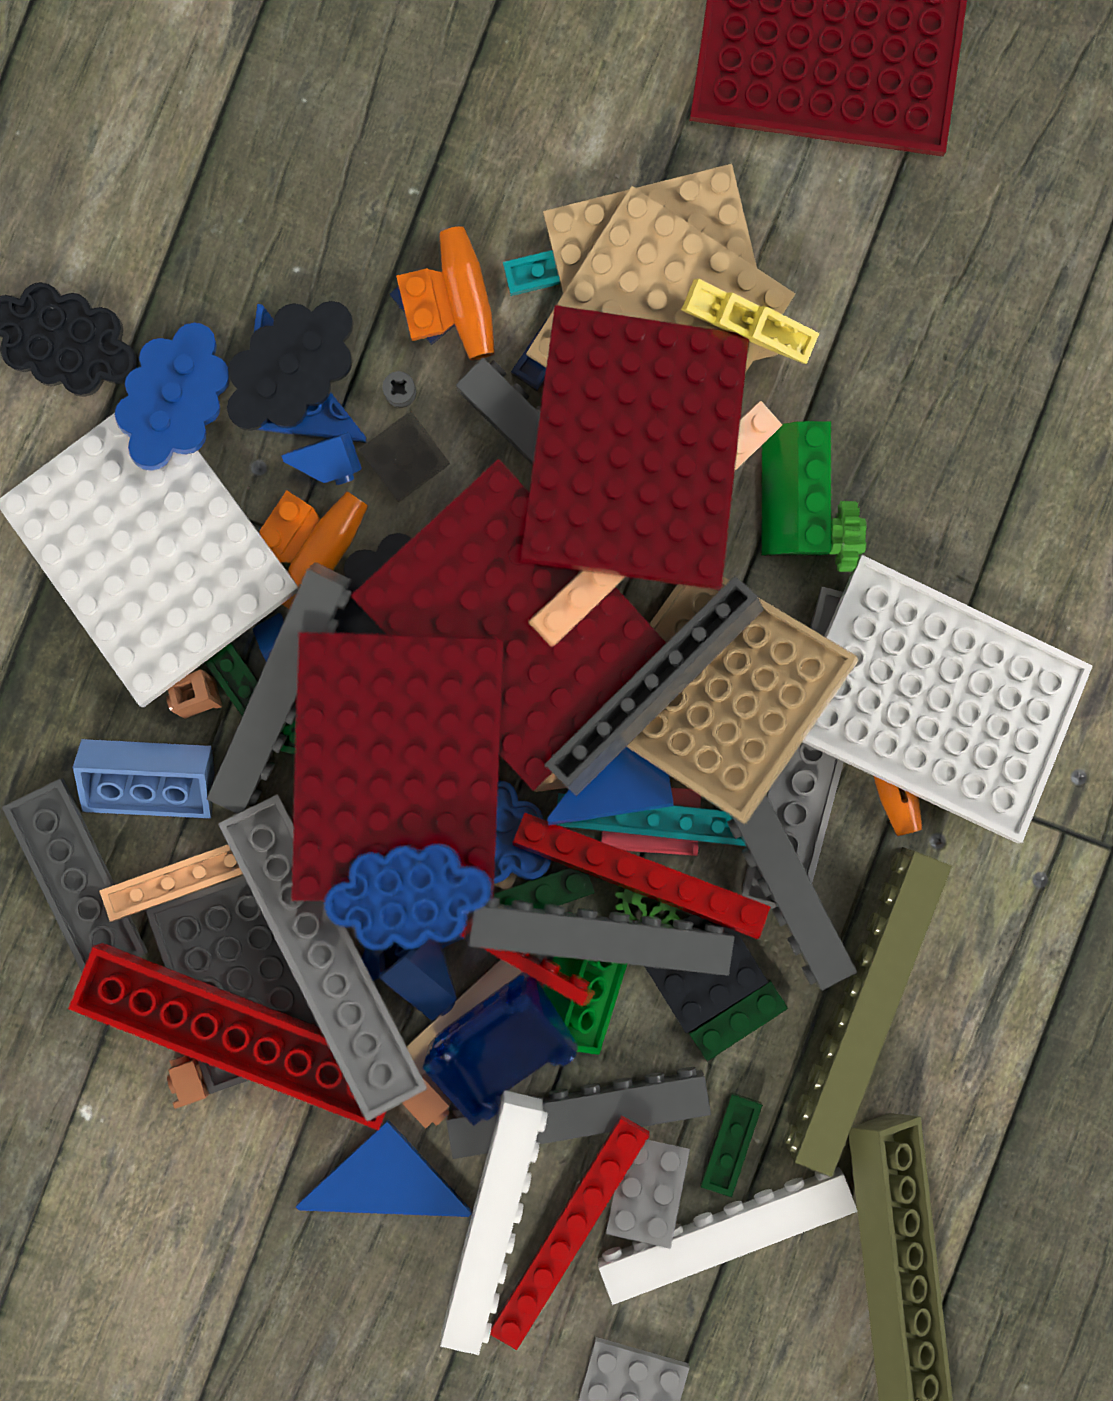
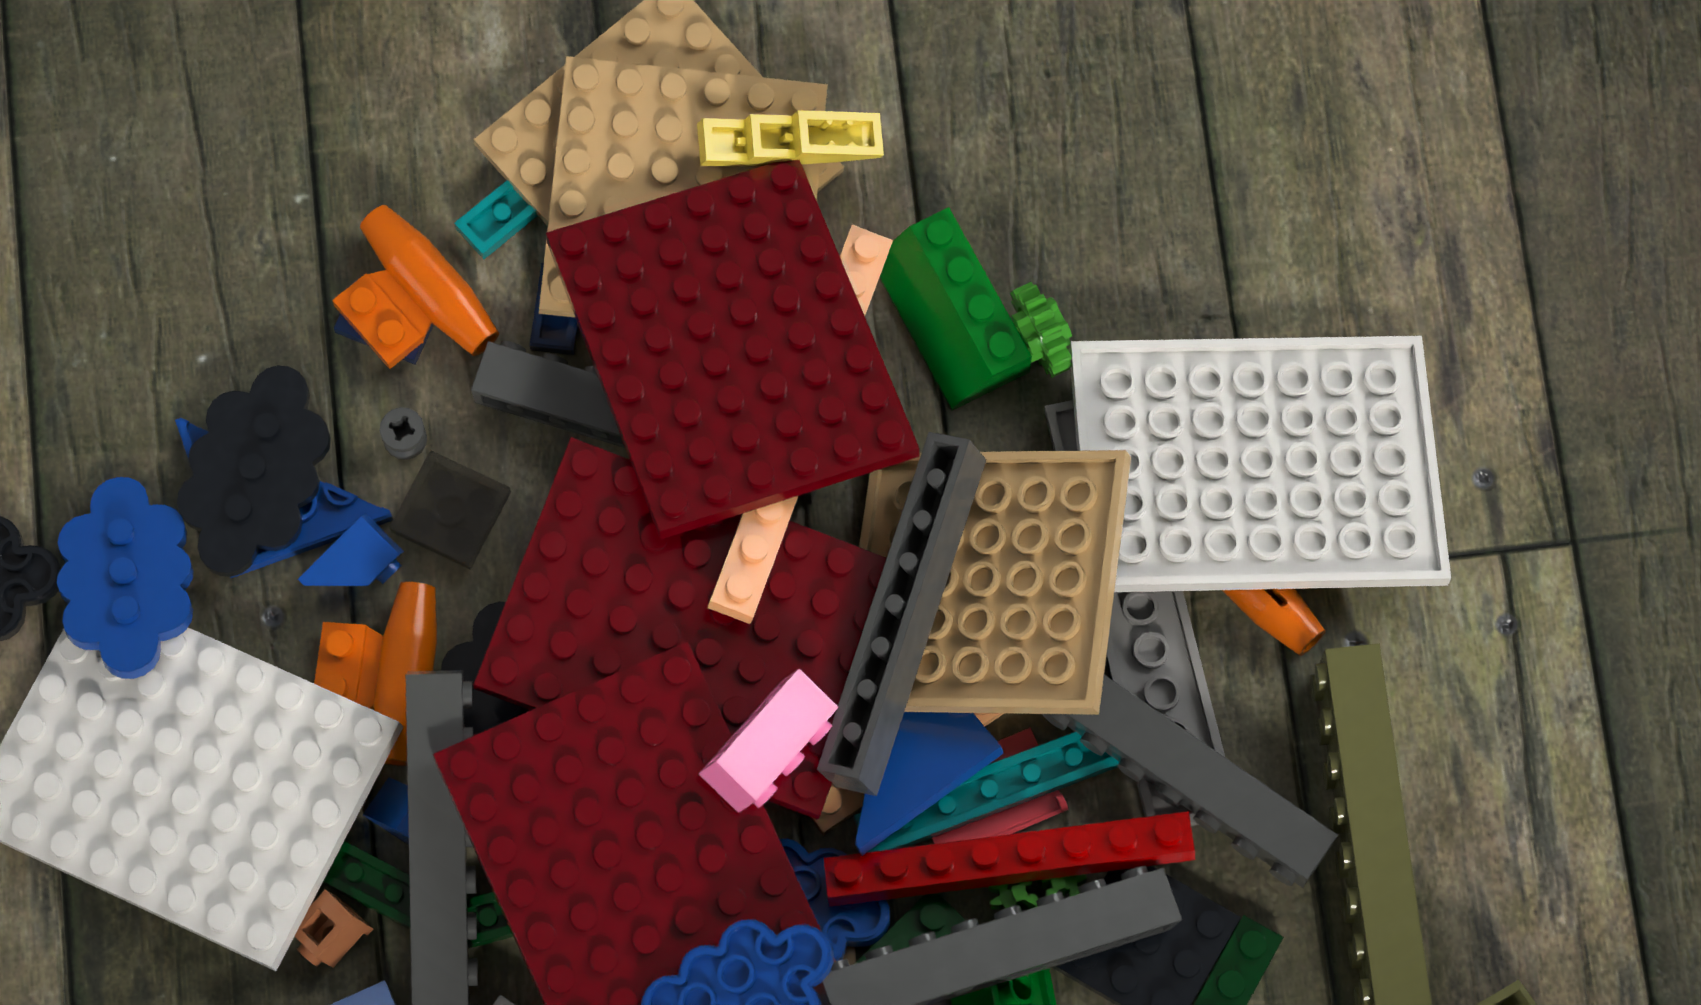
camera: 25 degrees left, 15 degrees down
(522, 734) = (770, 742): none -> bright pink brick

